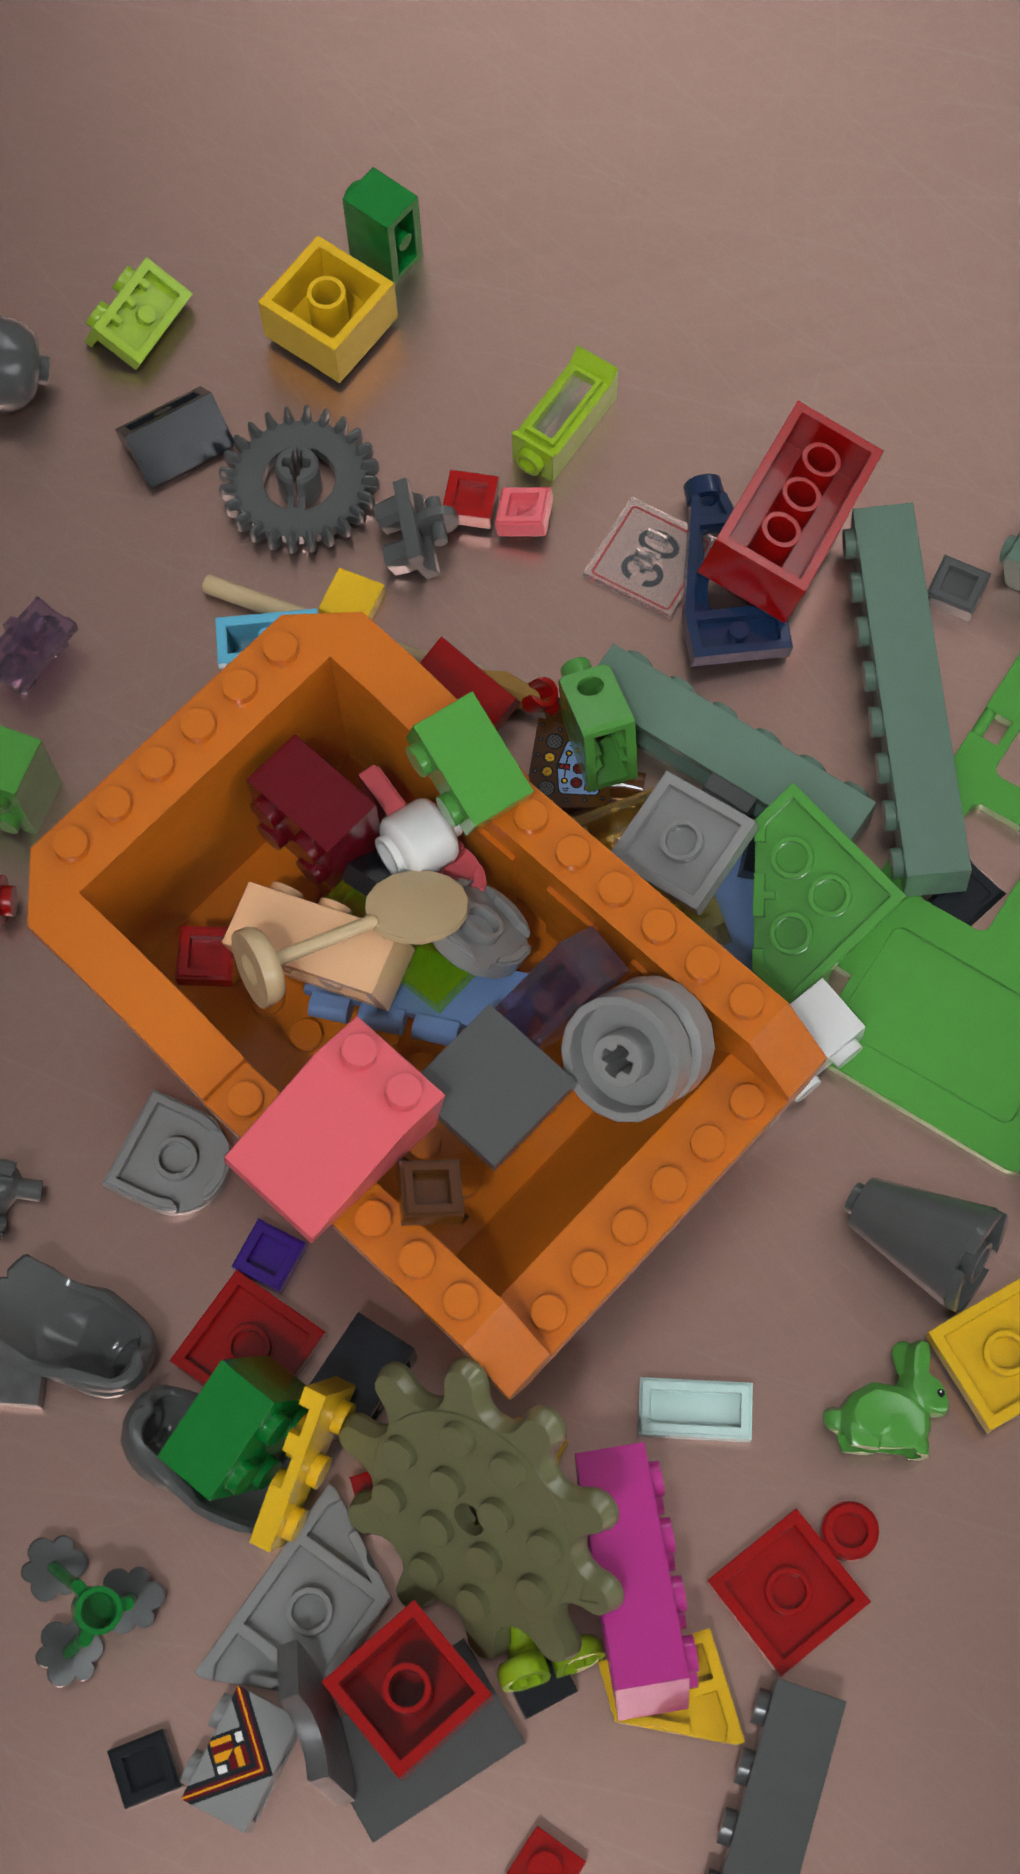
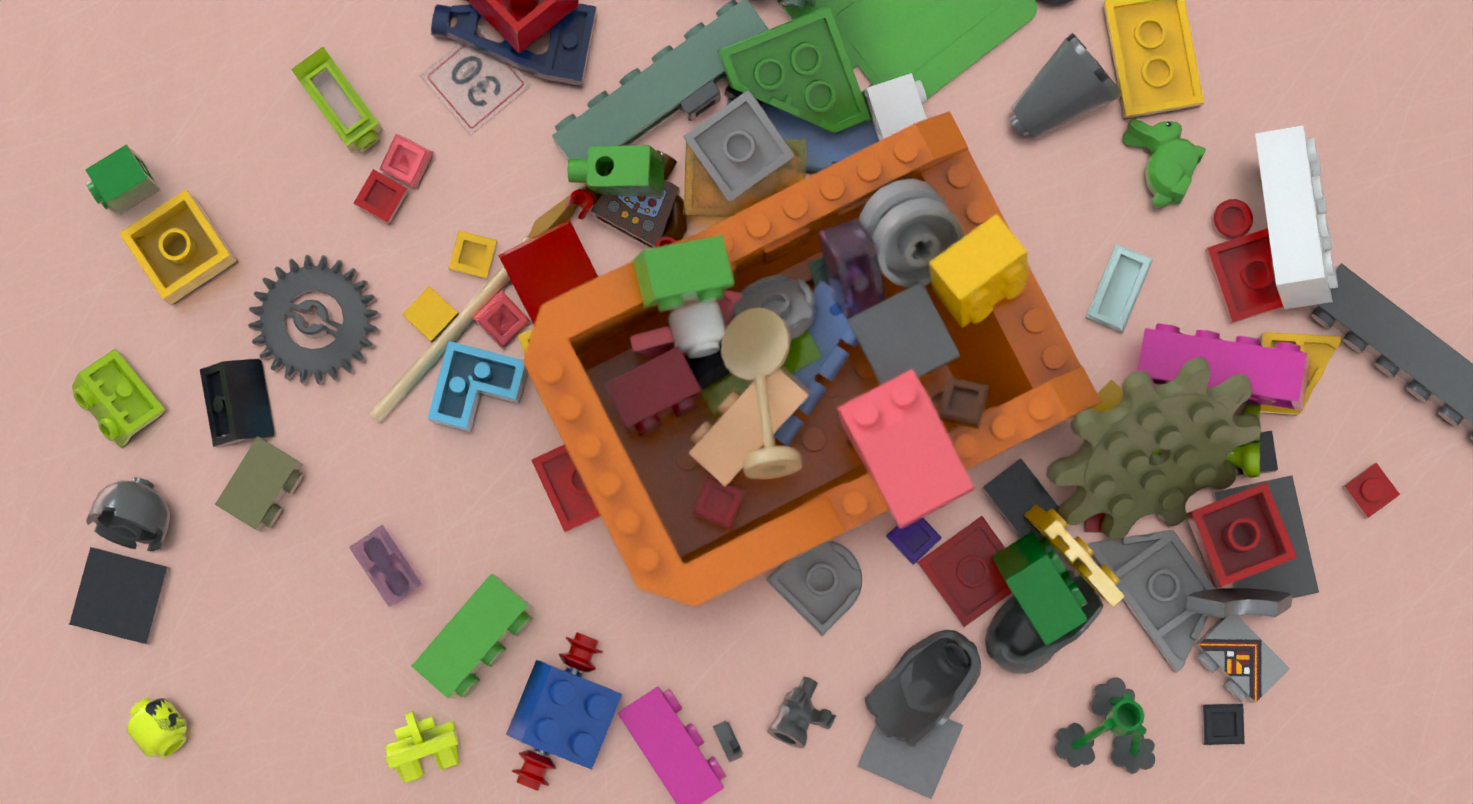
camera: 70 degrees left, 15 degrees up
(84, 486) = (260, 485): none -> olive brick
(422, 525) = (375, 245): dark grey hips -> none
(440, 617) = (473, 255): none -> yellow tile
(616, 1147) = (980, 271): none -> yellow brick
(881, 1605) = (1293, 208): none -> white brick

